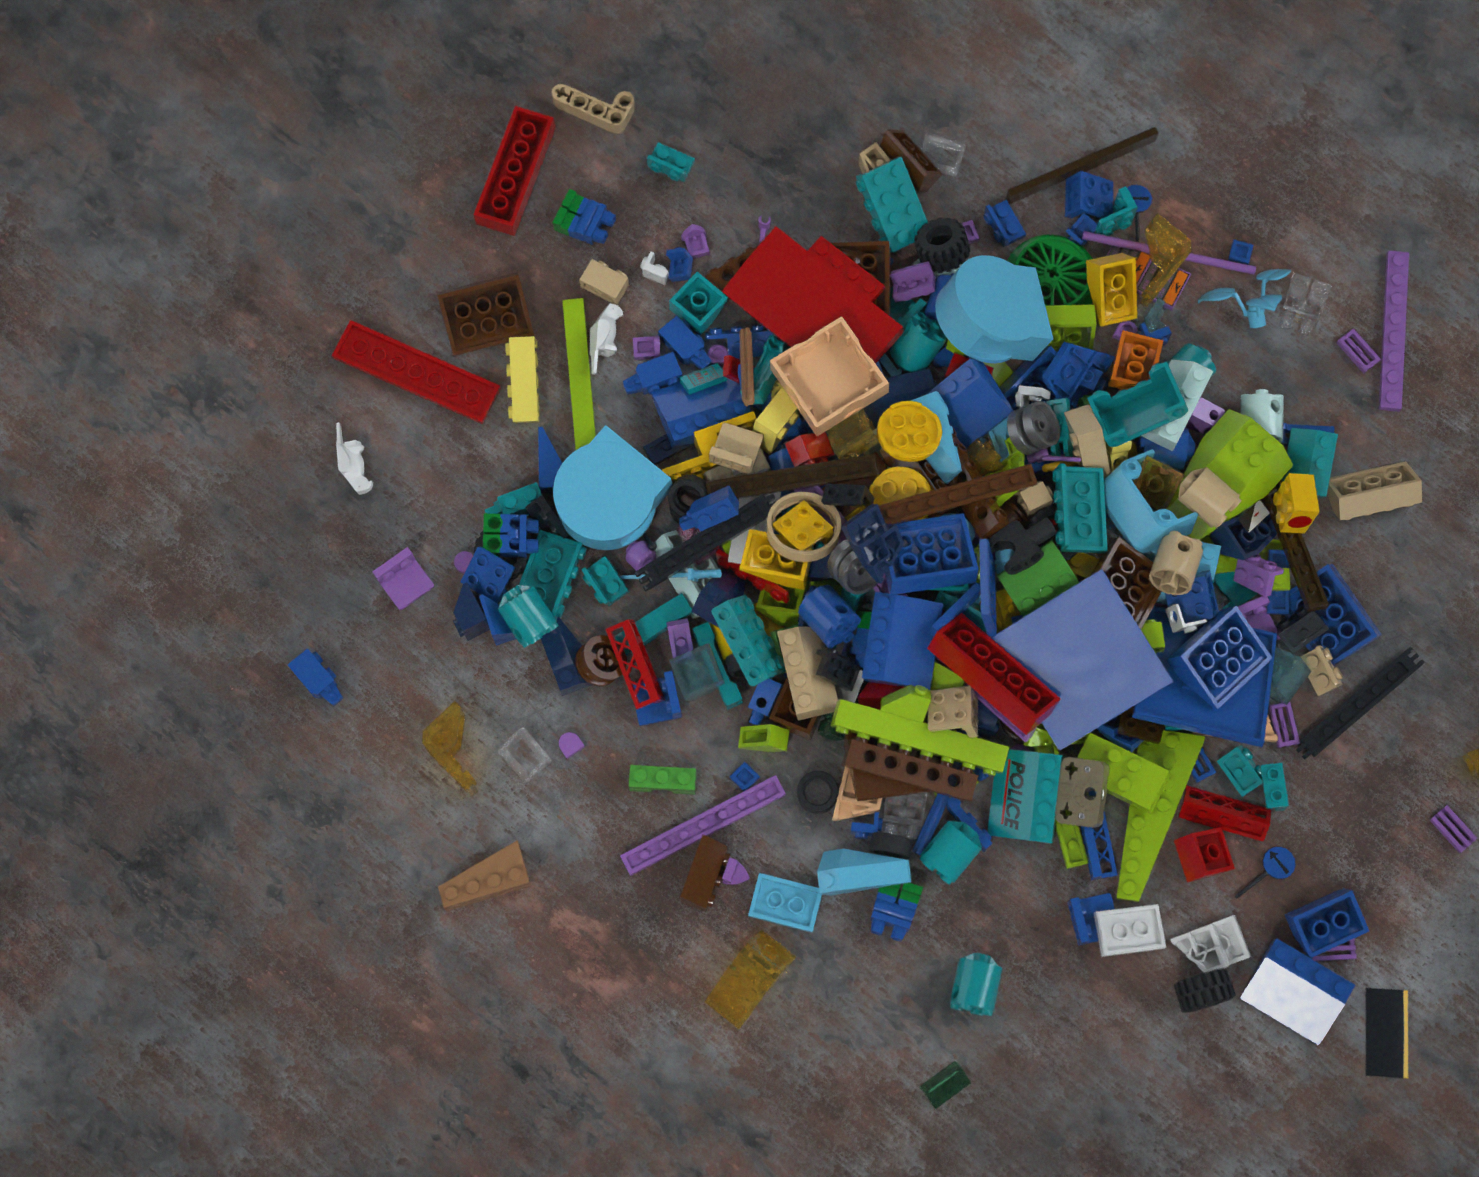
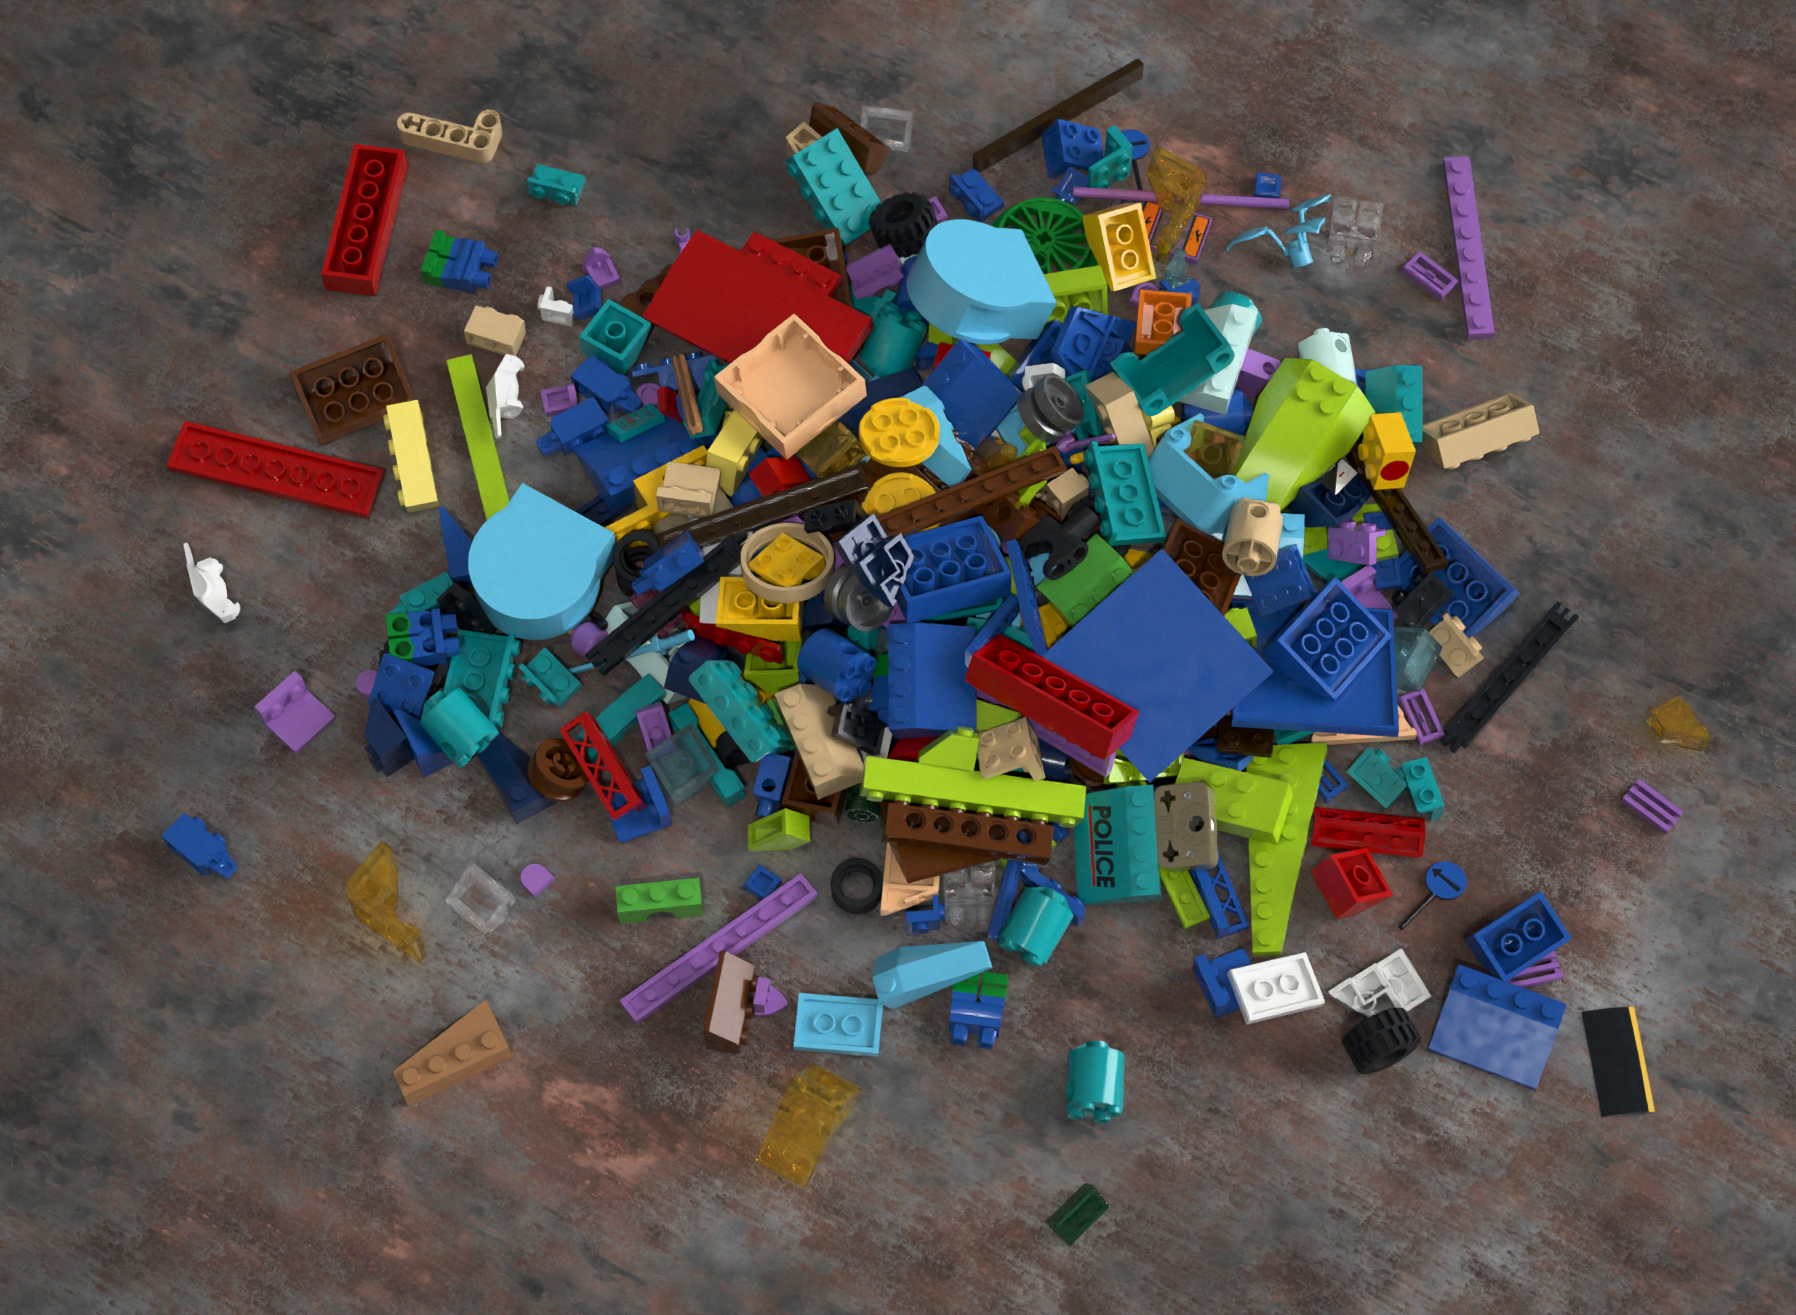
camera: 10 degrees left, 10 degrees down
(890, 845) = (958, 928): black tyre -> none
(1180, 624) = (1272, 613): white bracket -> none
(1208, 496) = (1279, 453): tan cylinder -> none

